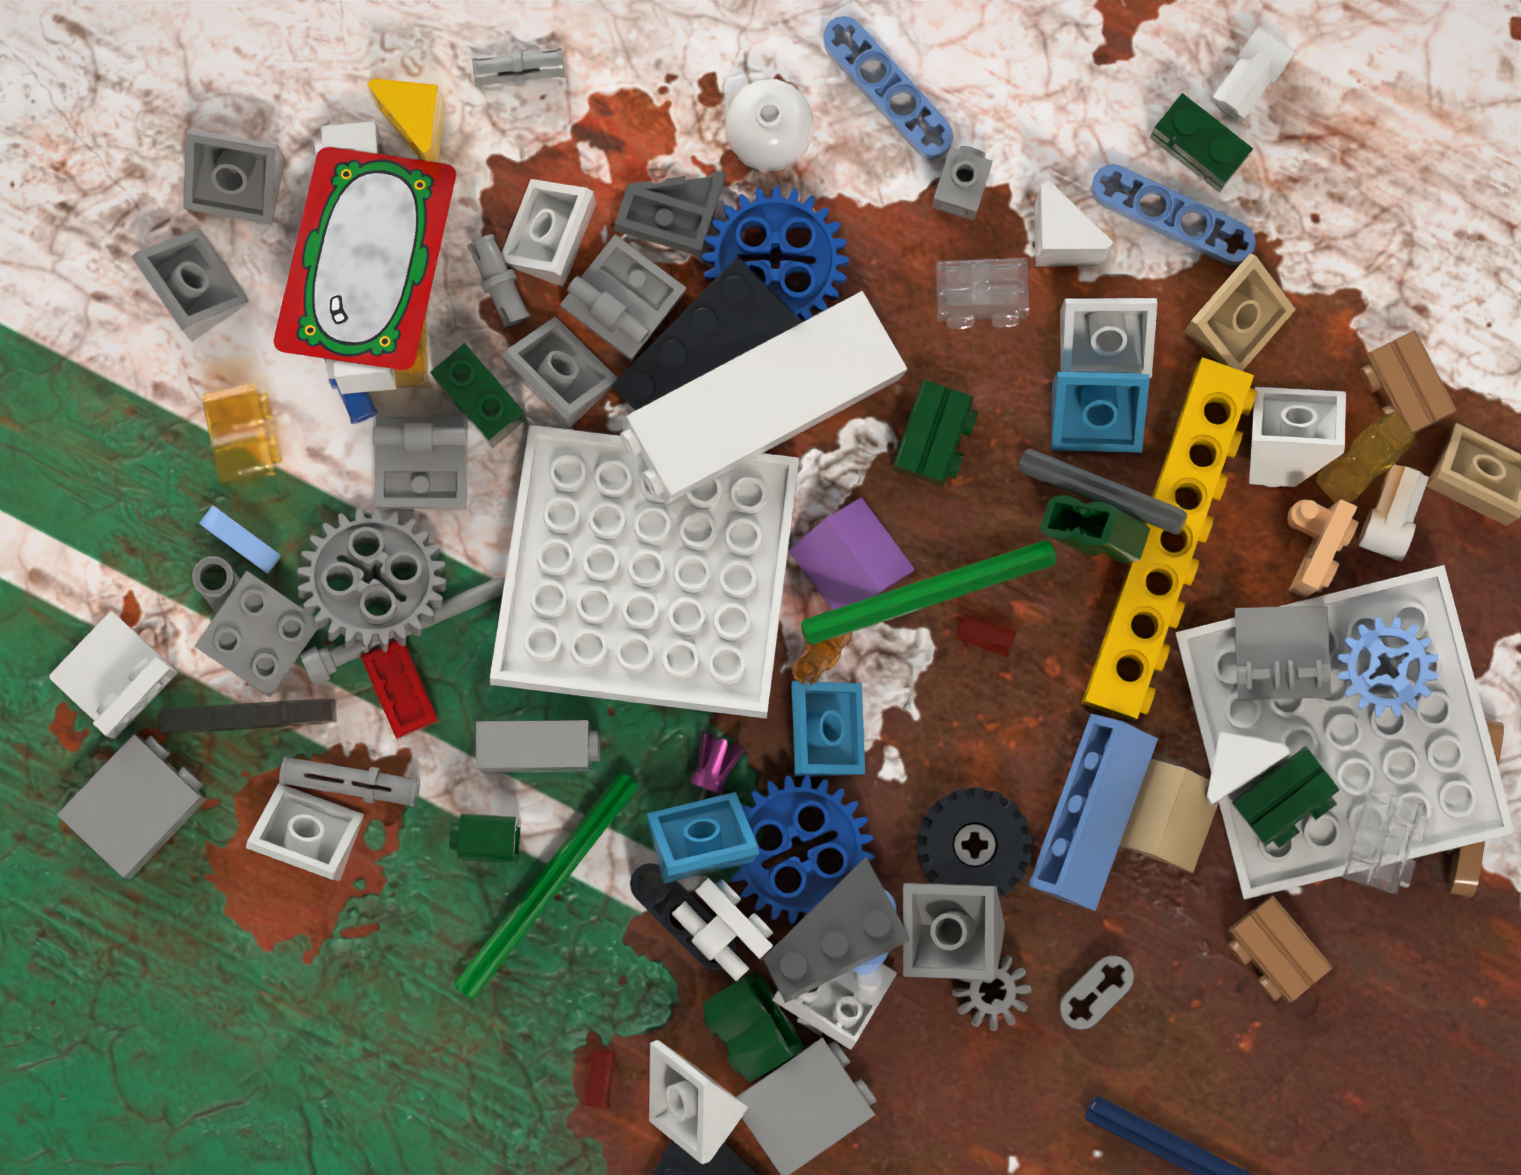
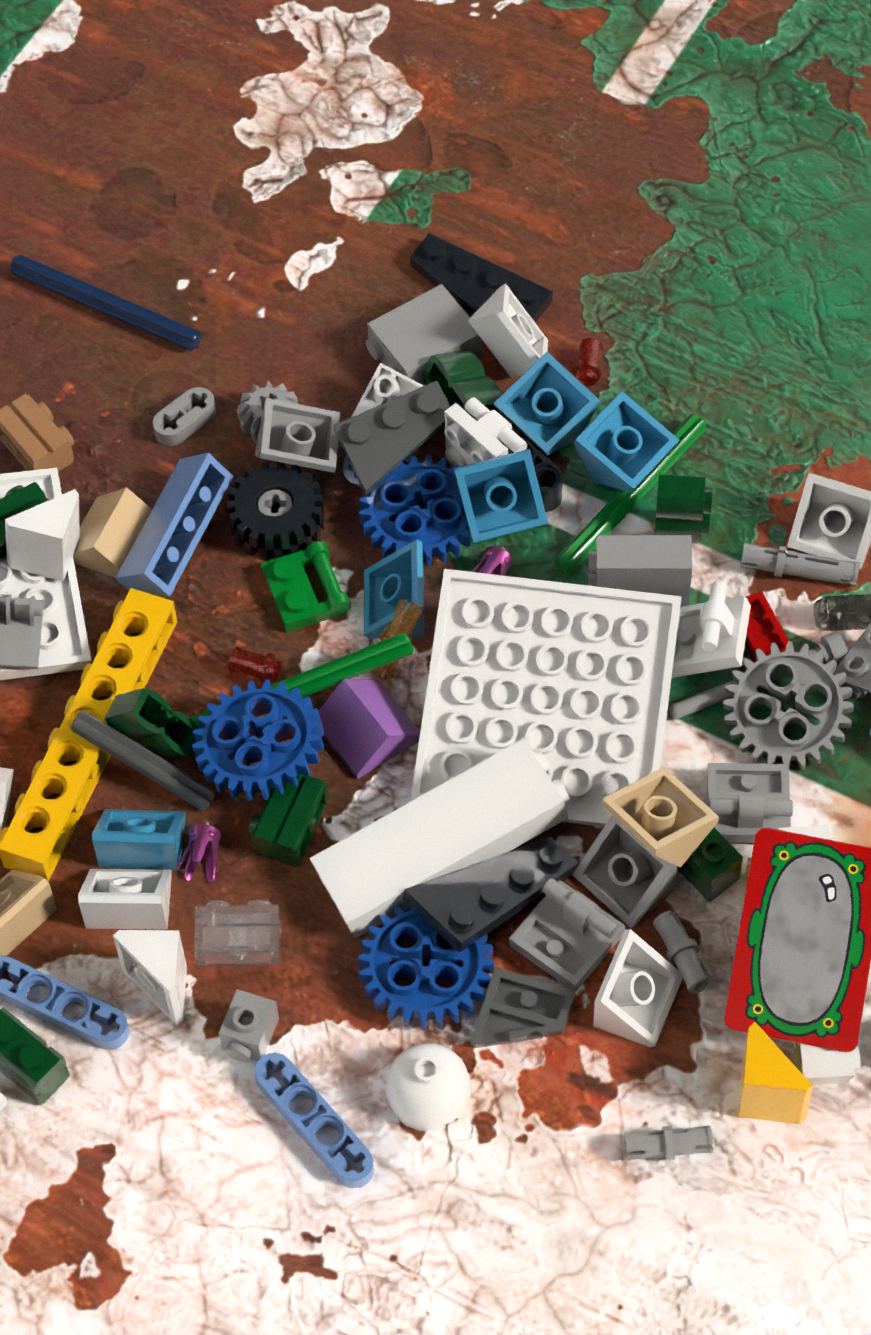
camera: 175 degrees left, 25 degrees down
(456, 669) = (711, 633): none -> white plate
(519, 399) = (662, 815): none -> tan slope
(551, 935) = (623, 444): none -> dark azure slope
(649, 988) = (548, 405): none -> dark azure slope
(946, 740) = (294, 593): none -> green plate
(948, 475) = (258, 740): none -> blue gear
(1030, 395) = (202, 840): none -> flat silver piece

